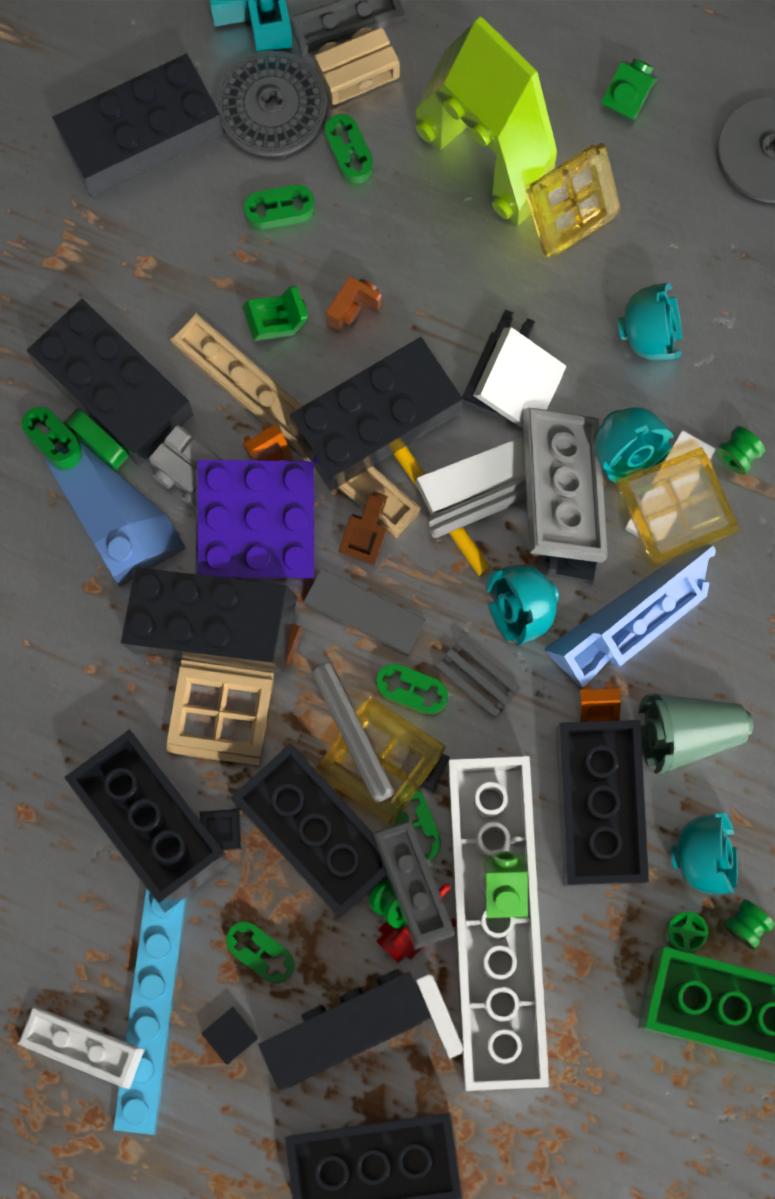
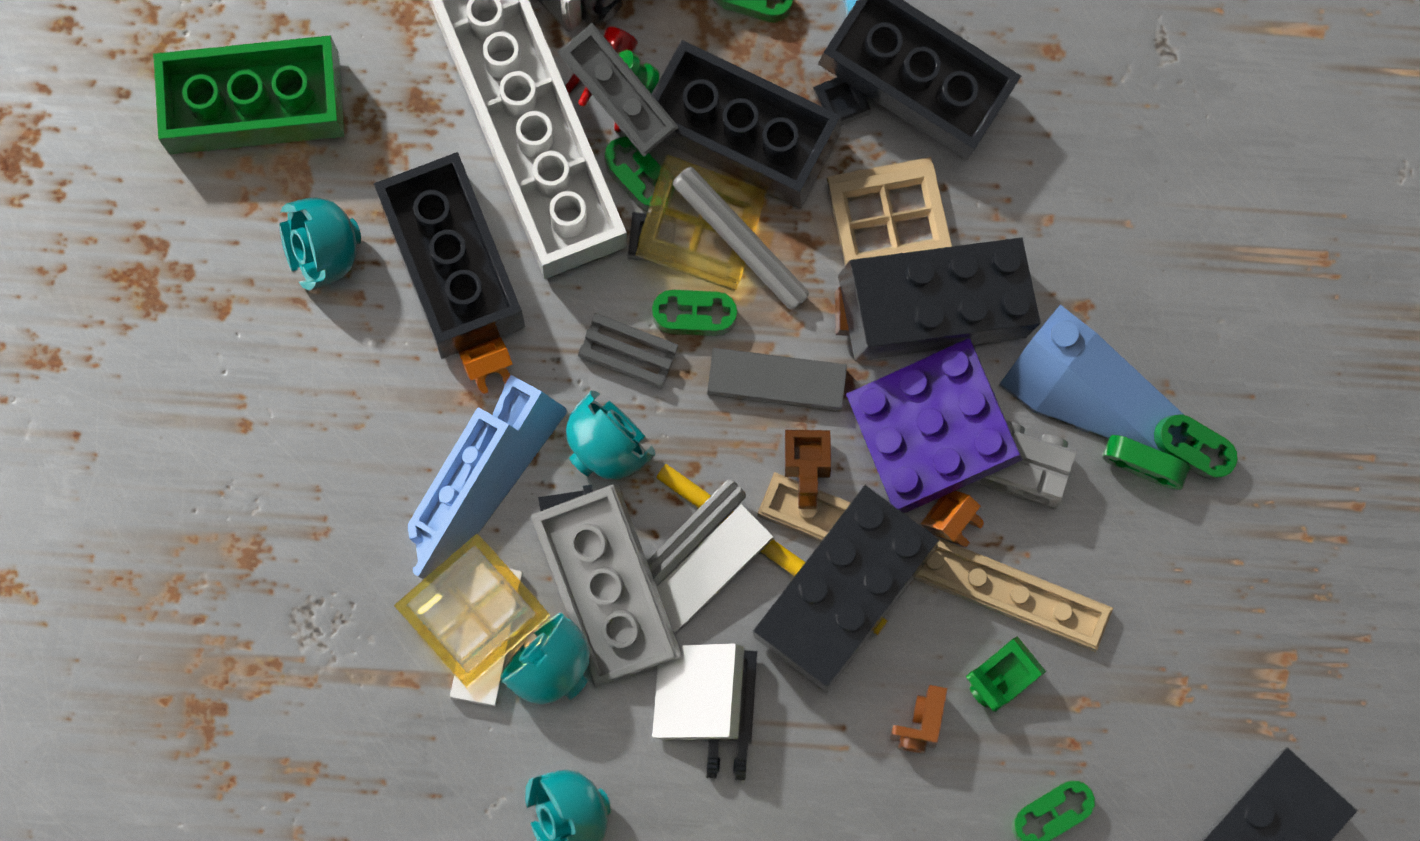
camera: 155 degrees right, 0 degrees up
(110, 381) = (1158, 529): black brick -> none
(506, 885) = (521, 120): bright green bracket -> none
(689, 729) = (378, 365): sand green cone -> none
(690, 927) = (315, 150): green wheel -> none
(740, 450) = (421, 702): green wheel -> none
(749, 924) = (254, 189): green wheel -> none

